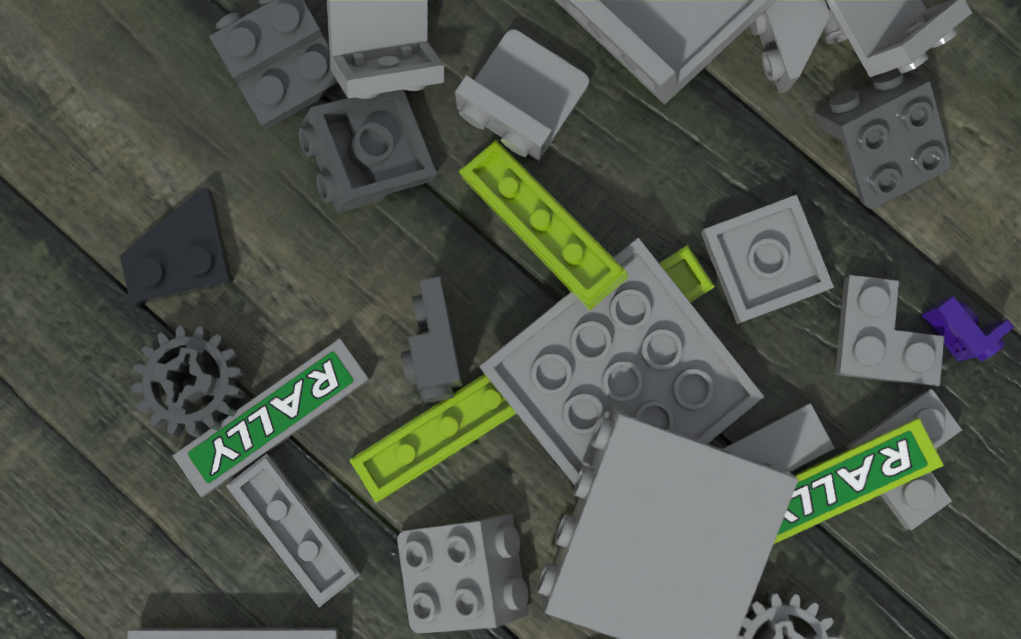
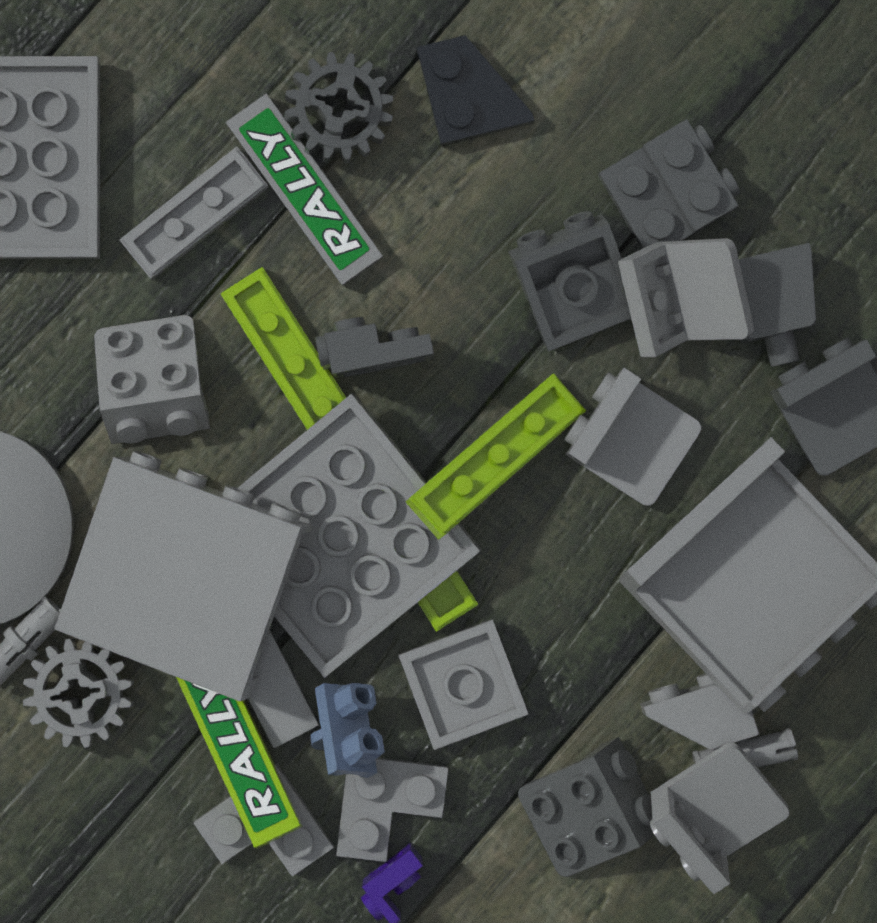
camera: 95 degrees right, 5 degrees up
(817, 374) = (346, 730): none -> sand blue hips

